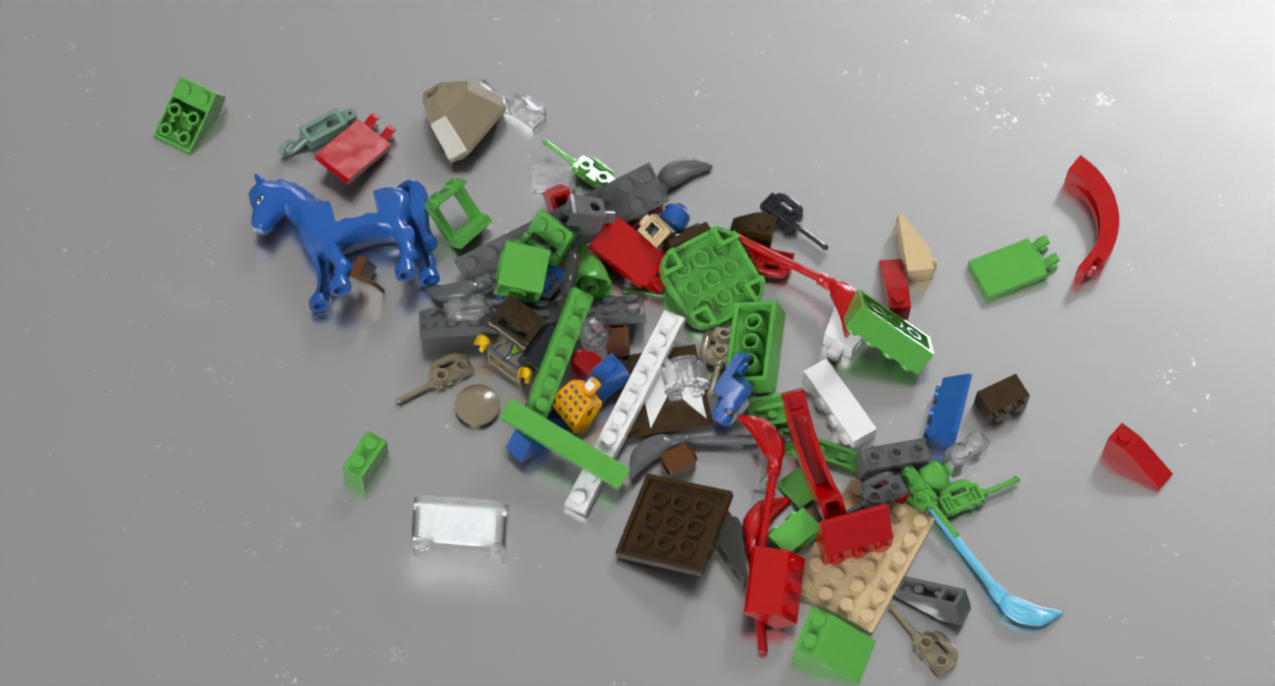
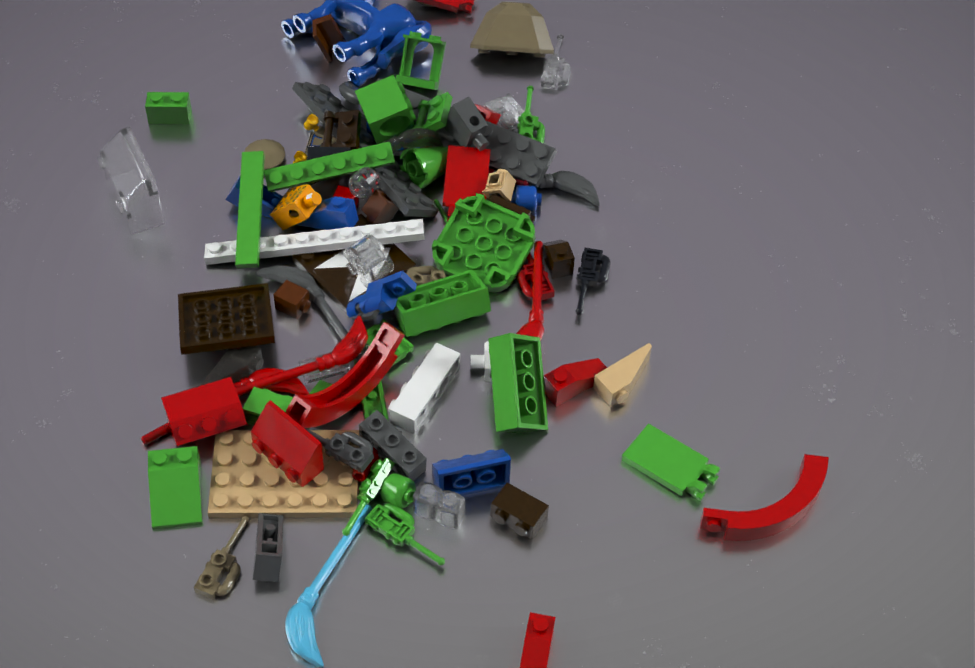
camera: 60 degrees right, 10 degrees down
(443, 377) = (276, 124): dark tan piece -> none
(471, 308) = (337, 103): clear piece -> none

